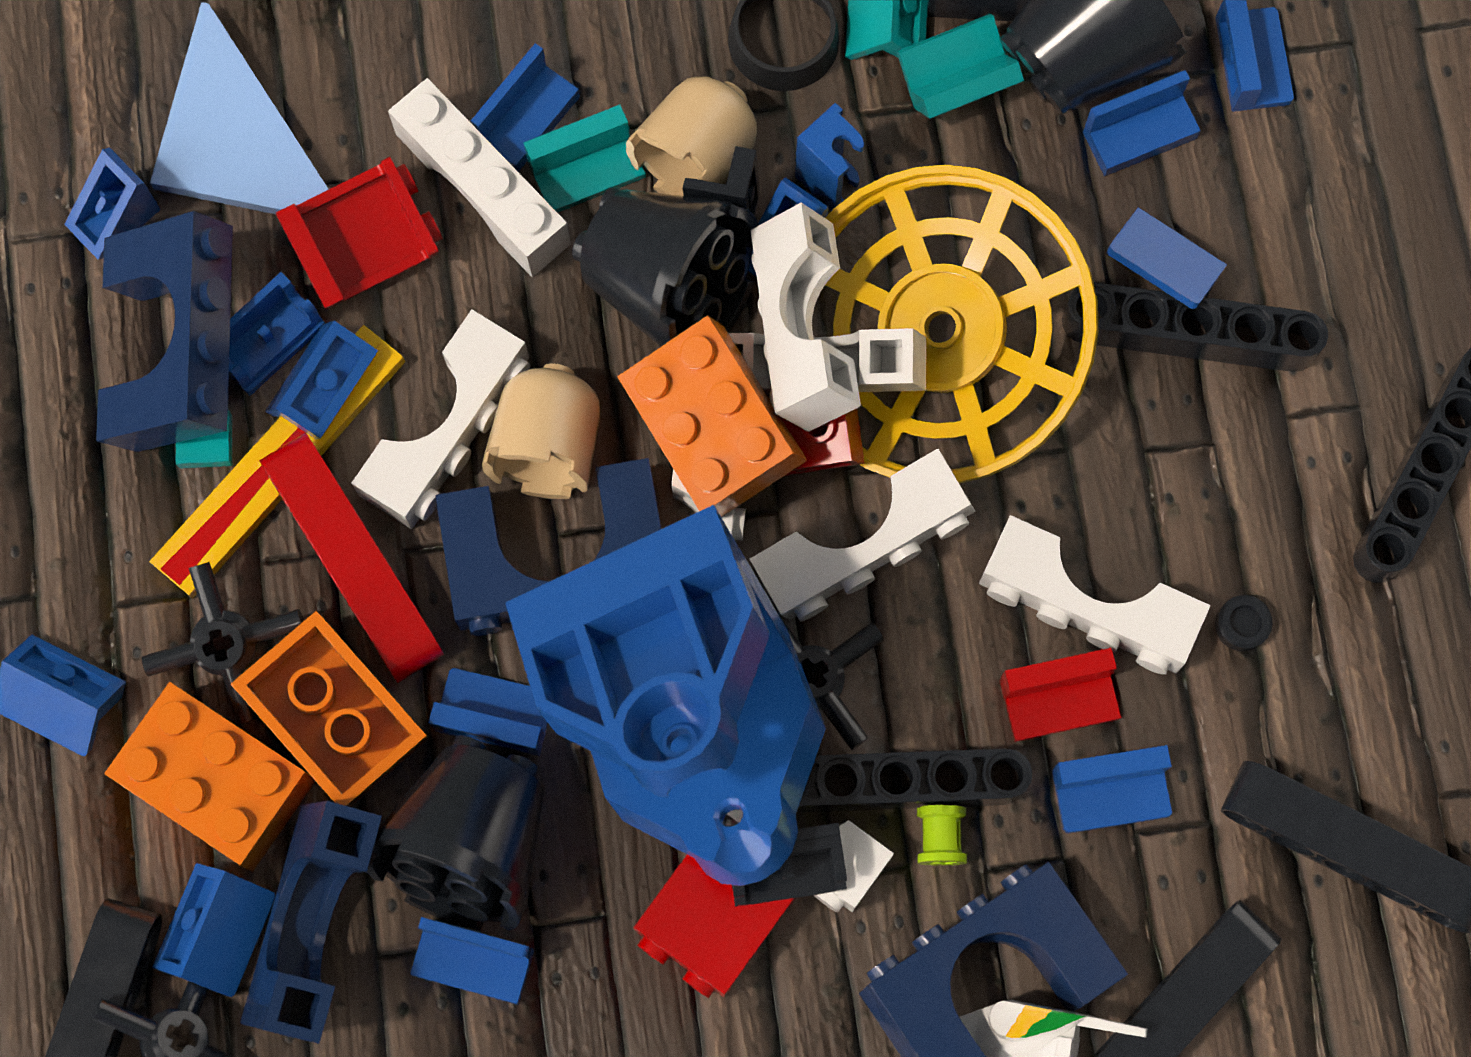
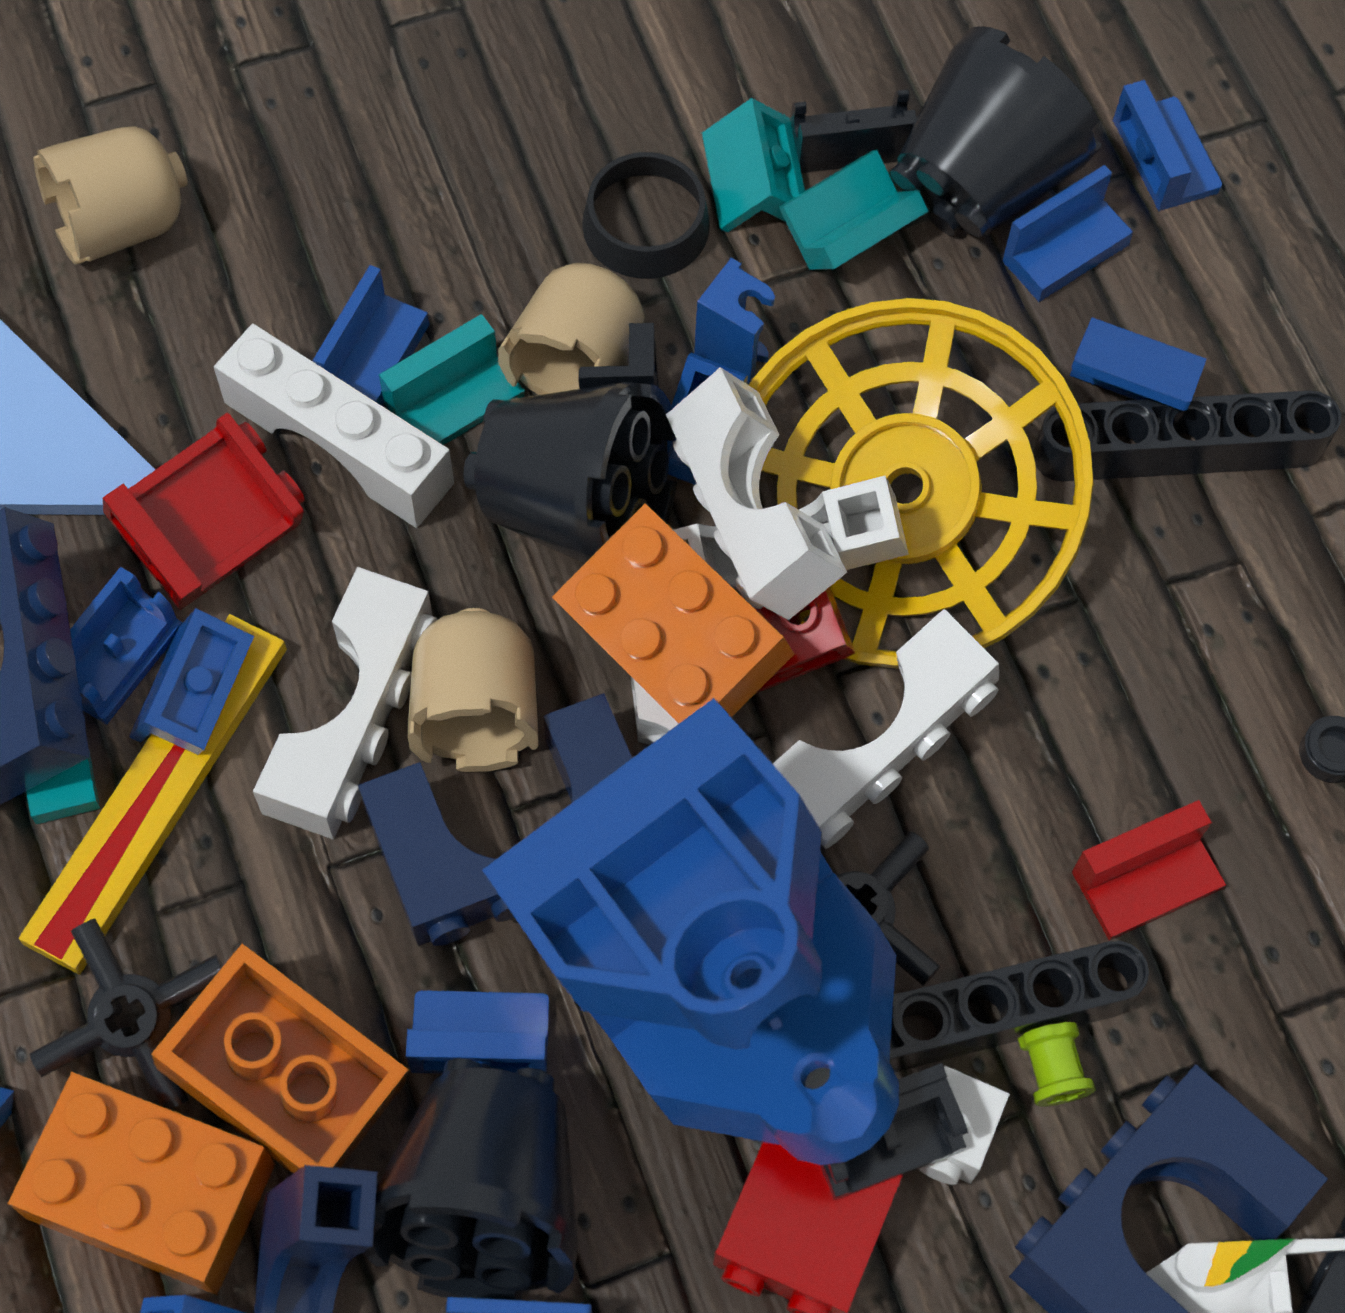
camera: 15 degrees left, 10 degrees down
(351, 557) = (270, 882): red beam -> none
(1113, 789) = (1240, 967): blue panel -> none
(1154, 627) = (1079, 739): white arch -> none

